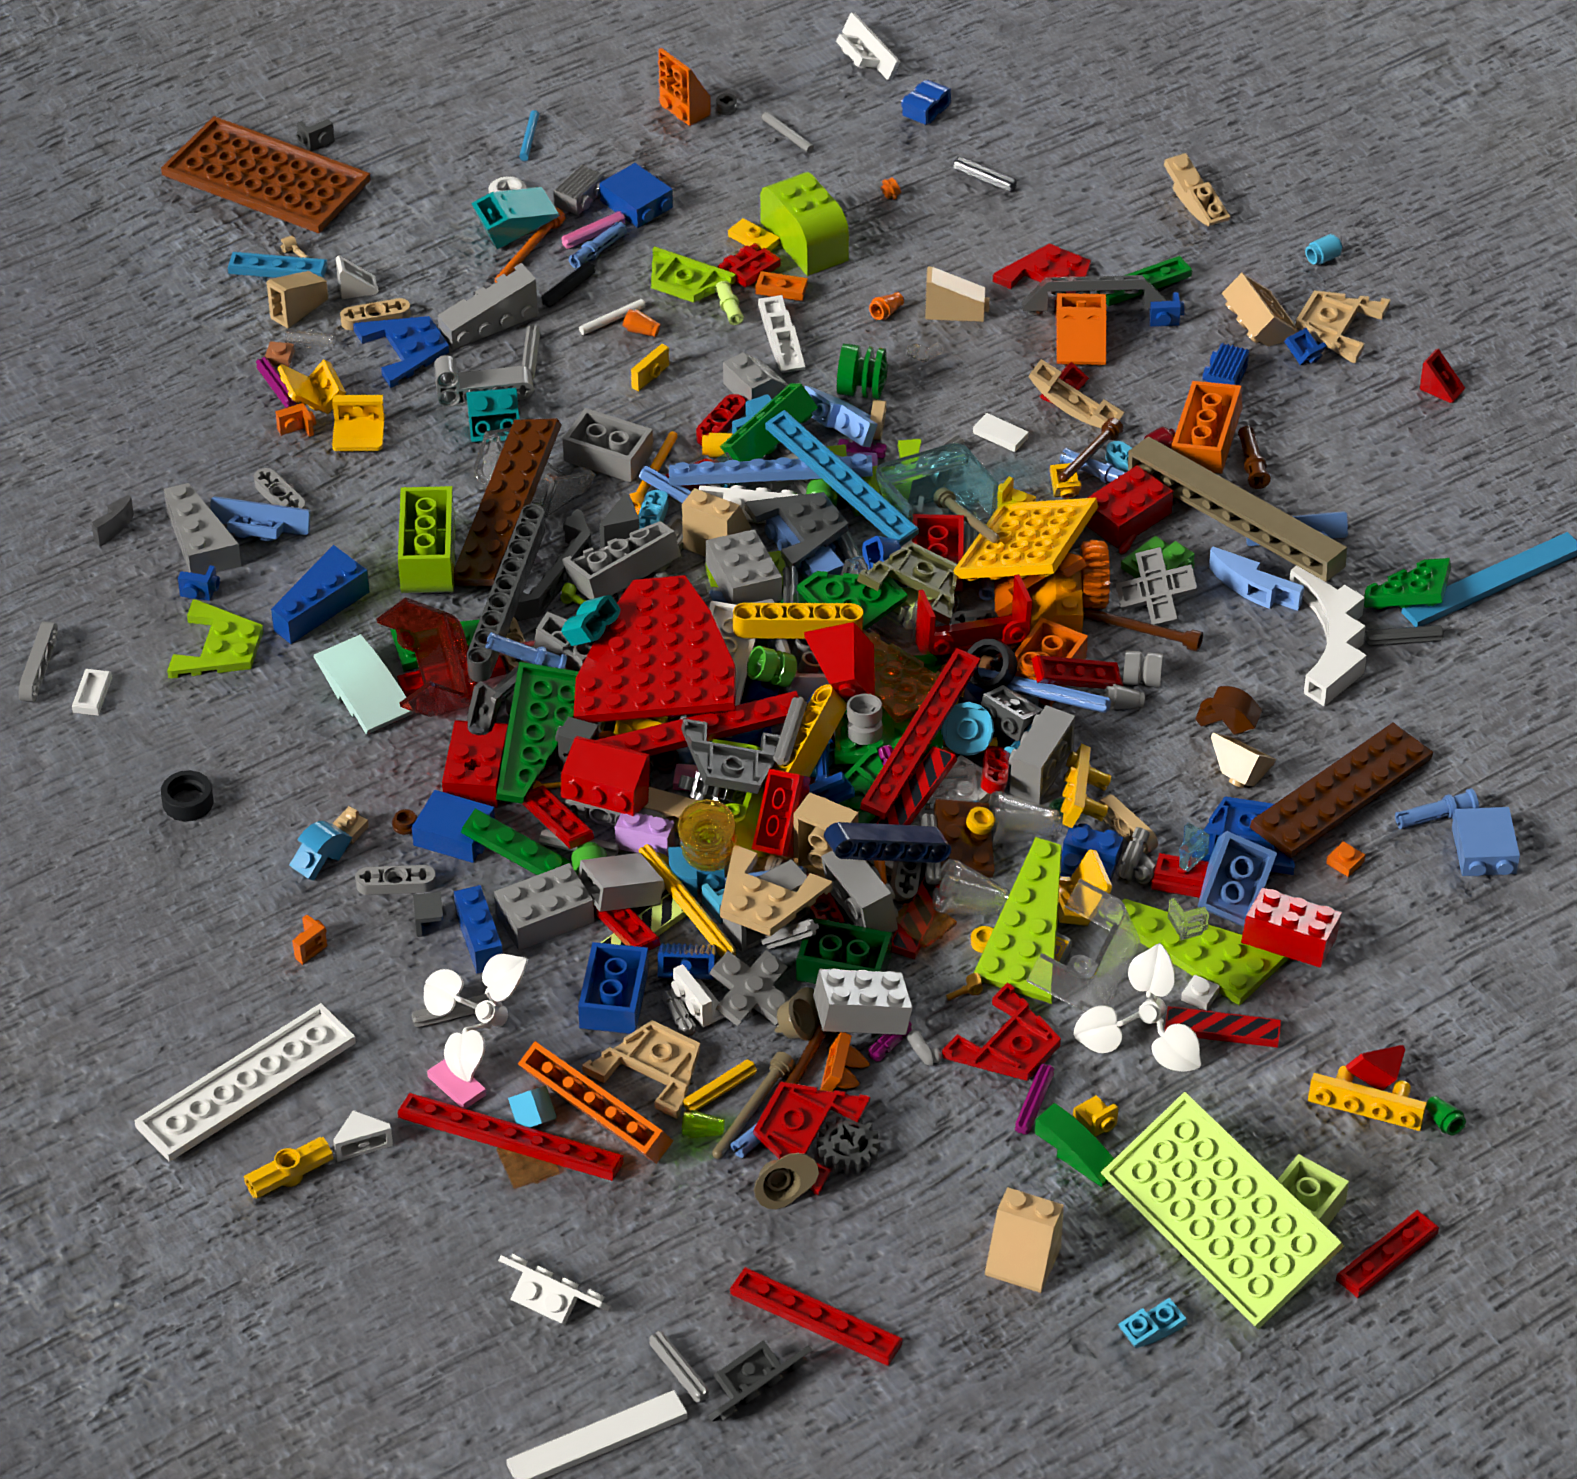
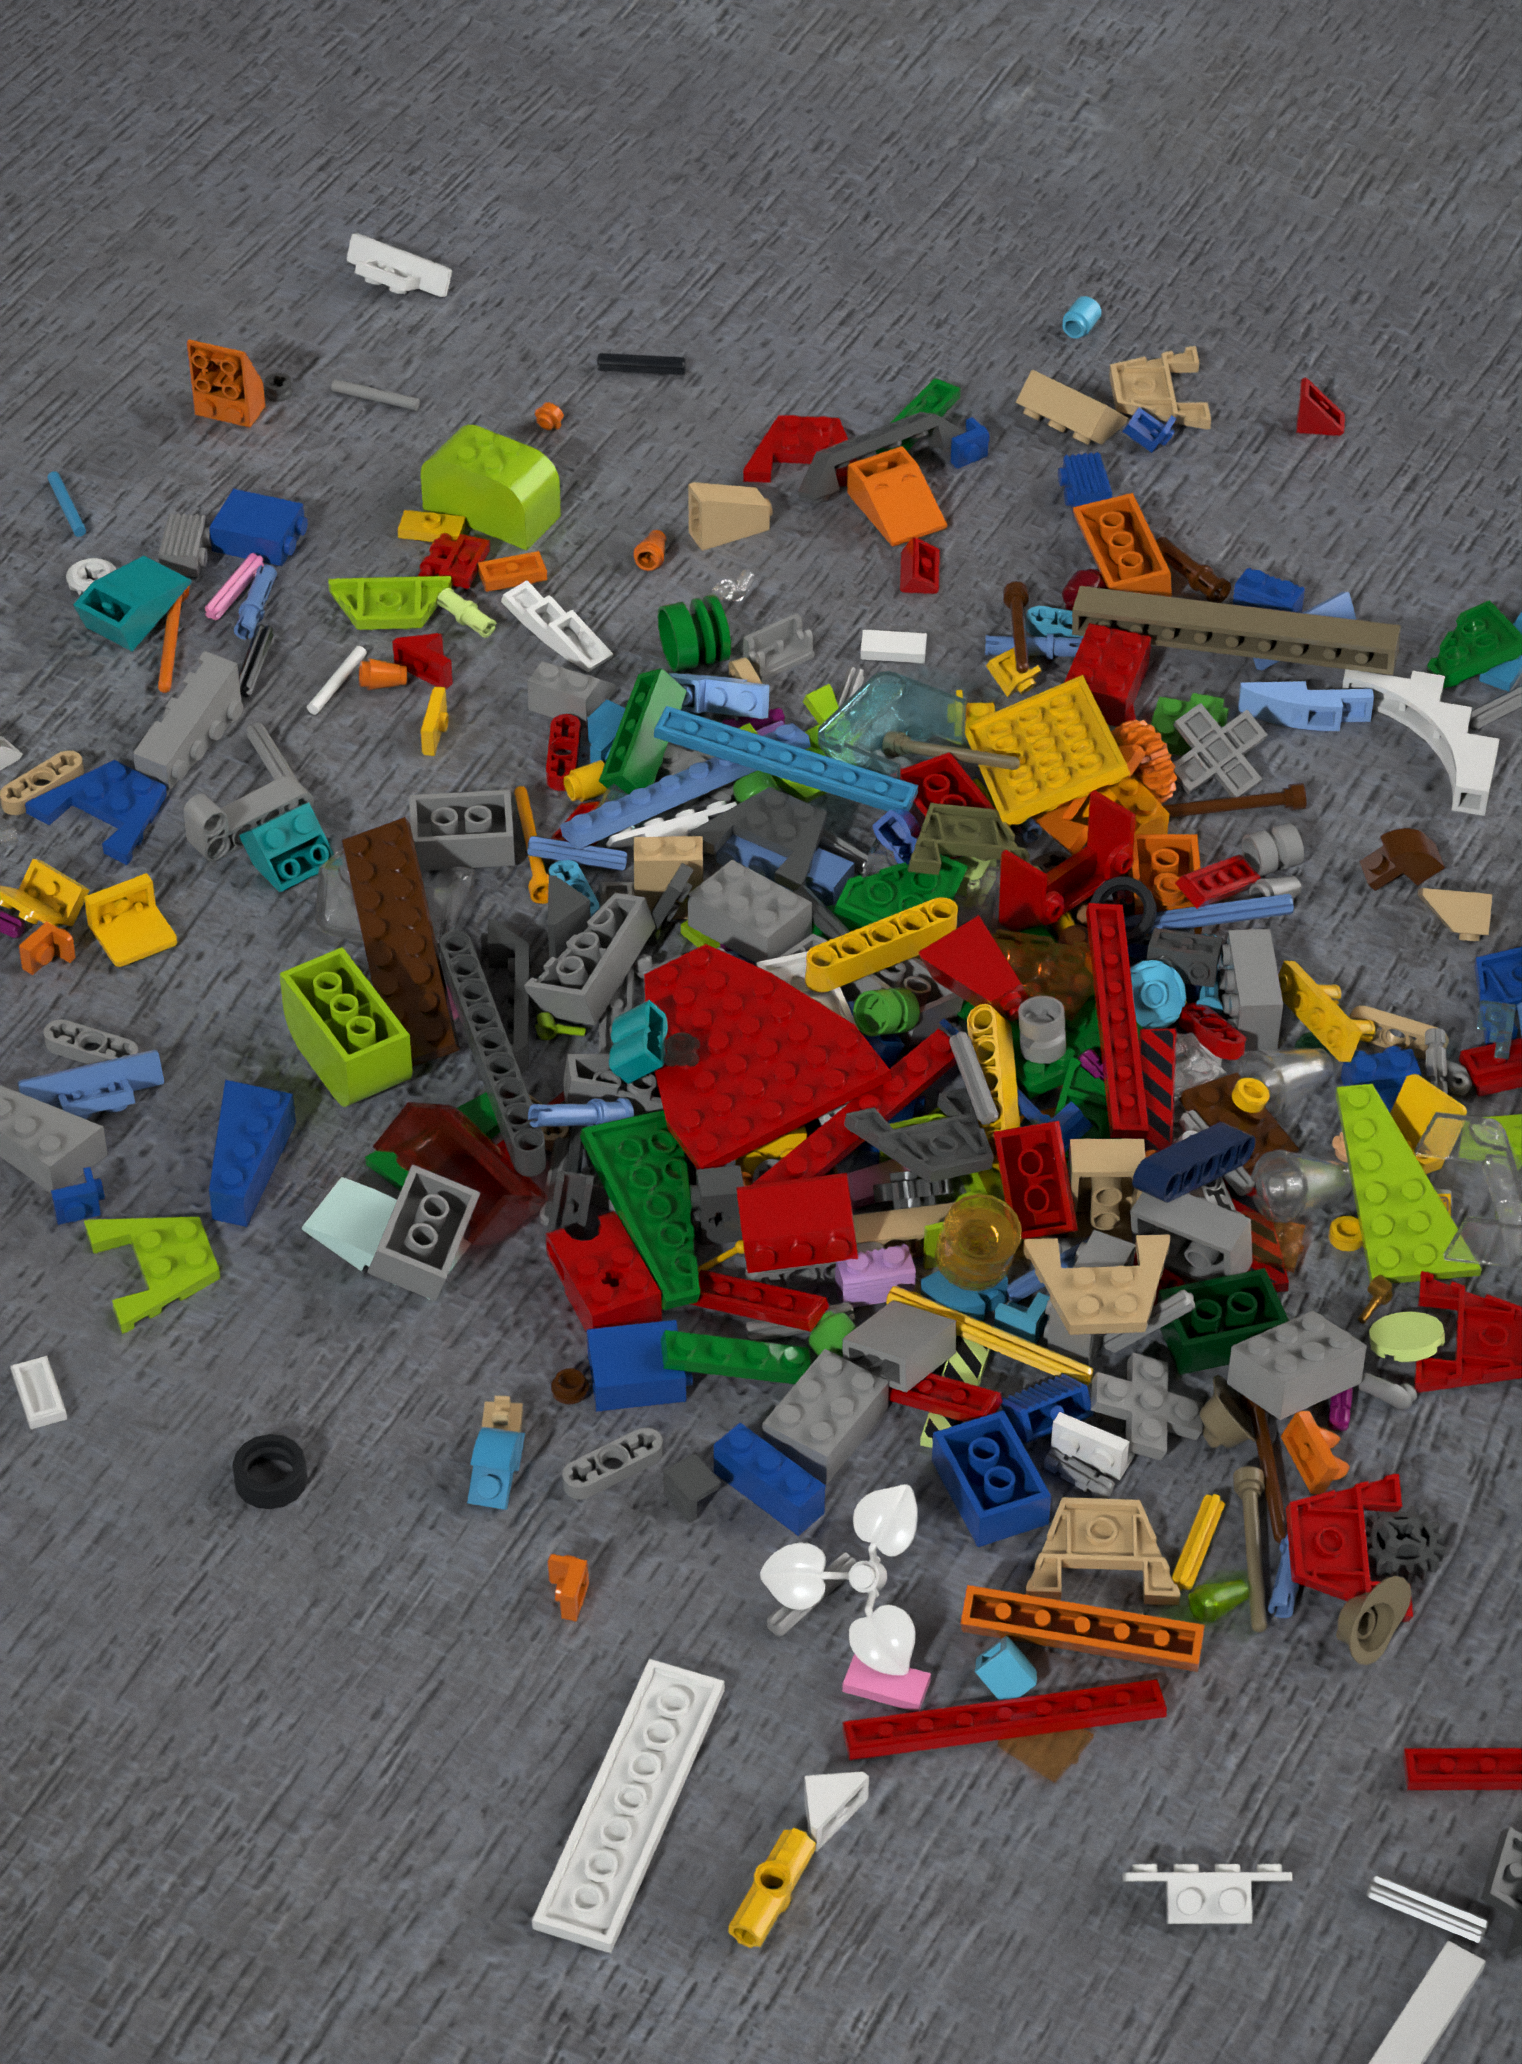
camera: 30 degrees left, 0 degrees up
(375, 687) = (424, 1232): none -> light grey brick
(611, 635) = (681, 1050): none -> clear smoke plate
(677, 322) = (424, 658): none -> red slope
(693, 542) = (666, 906): none -> dark grey plate
(917, 403) = (778, 647): none -> light grey hinge
(926, 102) = (512, 305): blue brick -> none
(962, 1018) = (1407, 1336): none -> yellowish green tile
(1069, 399) = (948, 581): tan slope -> none
(1193, 192) = (901, 309): tan slope -> none
(1286, 494) = (1266, 592): none -> blue brick

